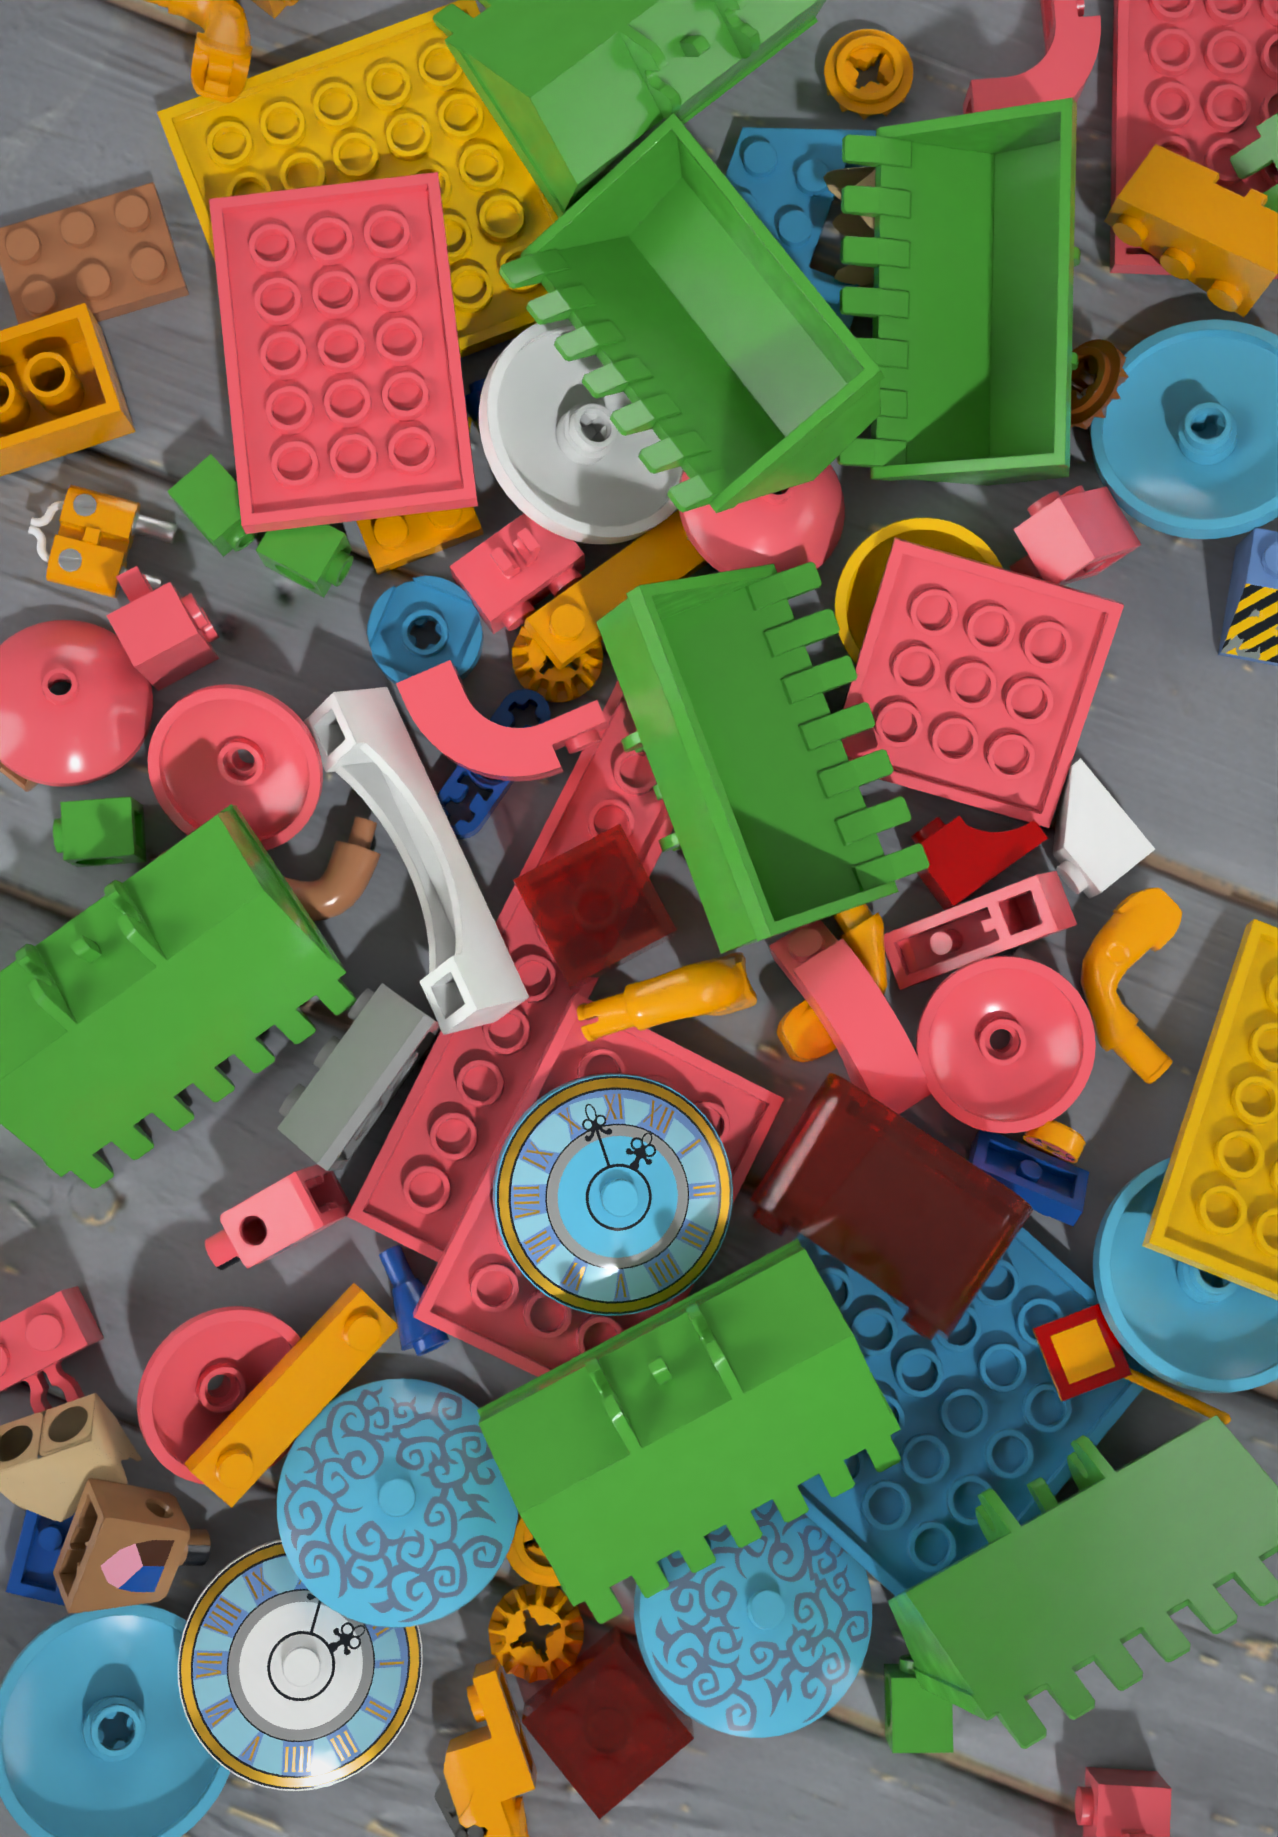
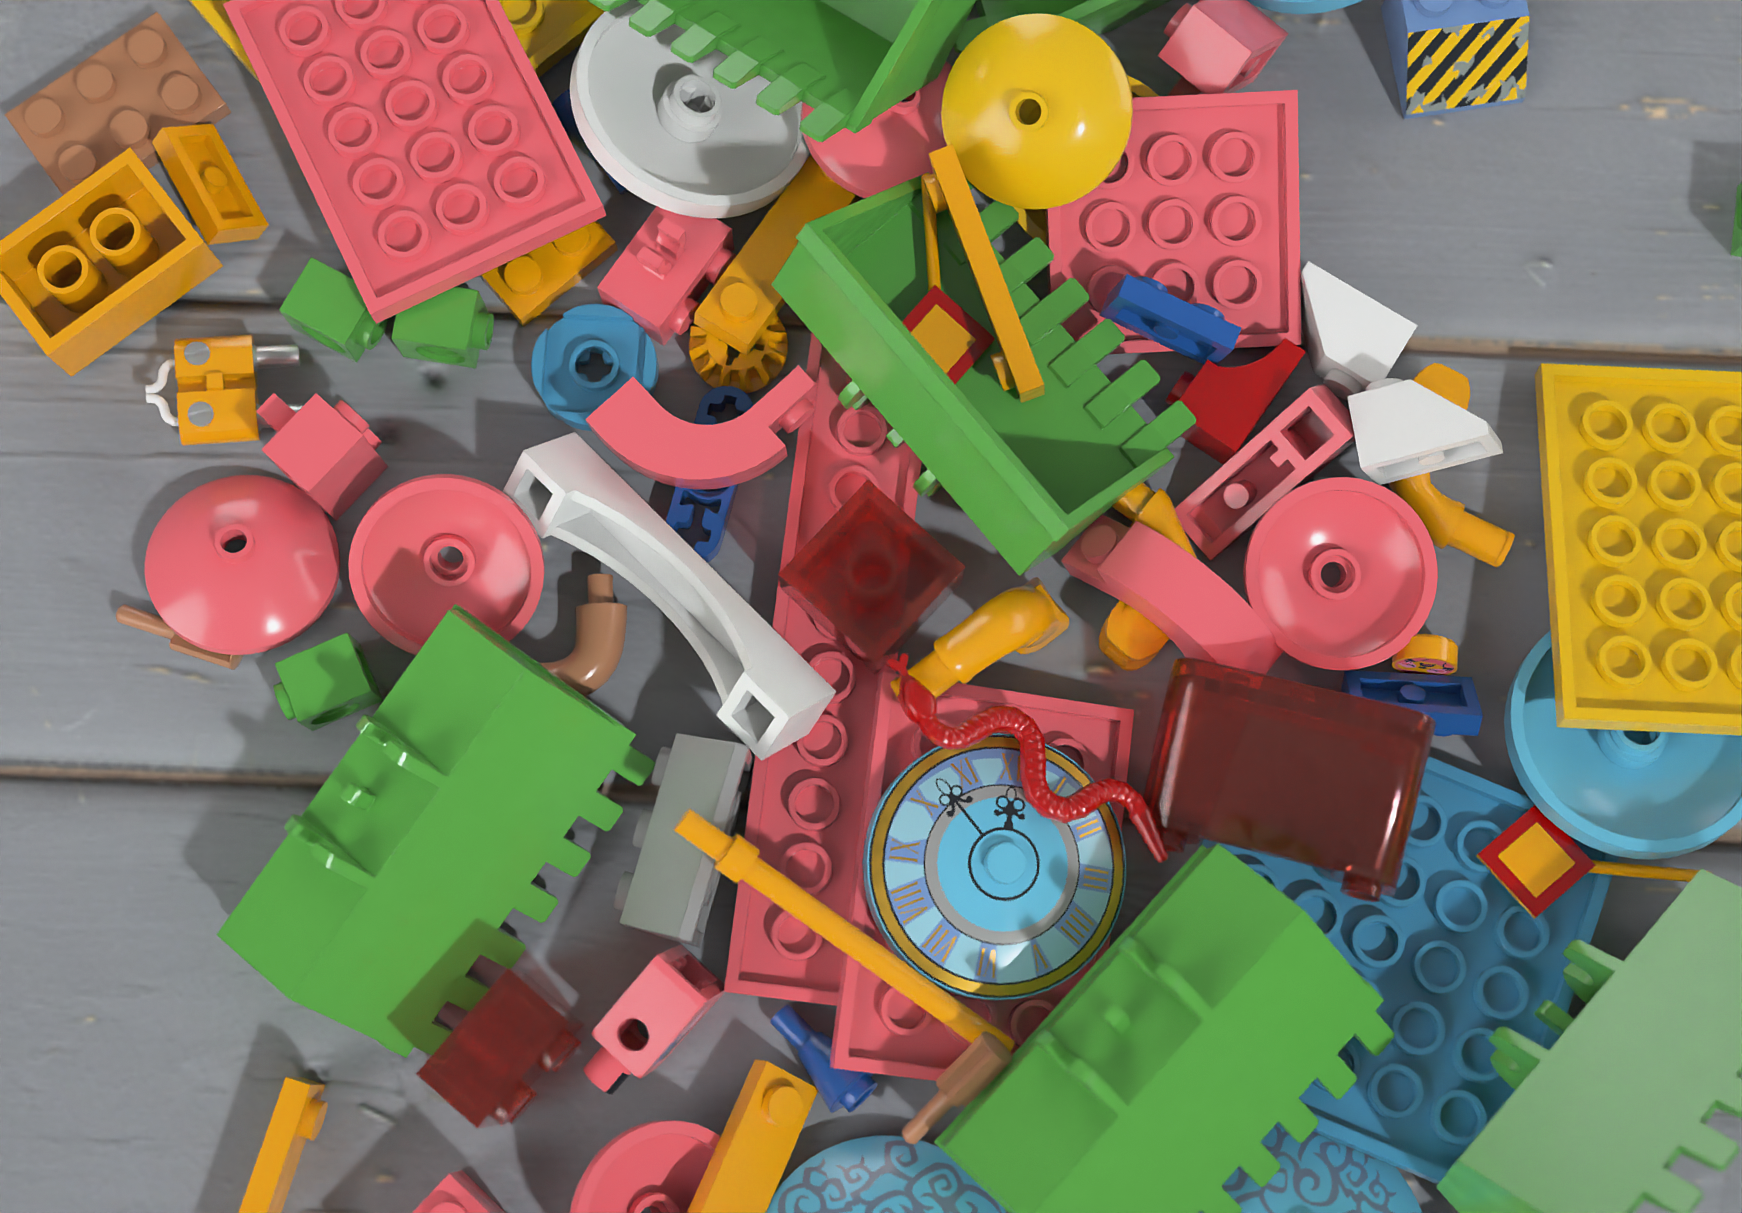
camera: 15 degrees left, 5 degrees down
(139, 1201) = (502, 1050): none -> clear red brick
(147, 354) = (210, 183): none -> light orange plate
(392, 1117) = (739, 860): none -> light orange bar
(517, 1368) = (960, 1083): none -> nougat axle
(594, 1039) = (921, 709): none -> red animal
(731, 709) = (937, 321): none -> light orange piece
(783, 591) = (950, 192): none -> light orange plate
(925, 540) = (1081, 101): none -> yellow dish
(952, 783) = (1184, 327): none -> blue plate
(1111, 943) = (1413, 431): none -> white slope

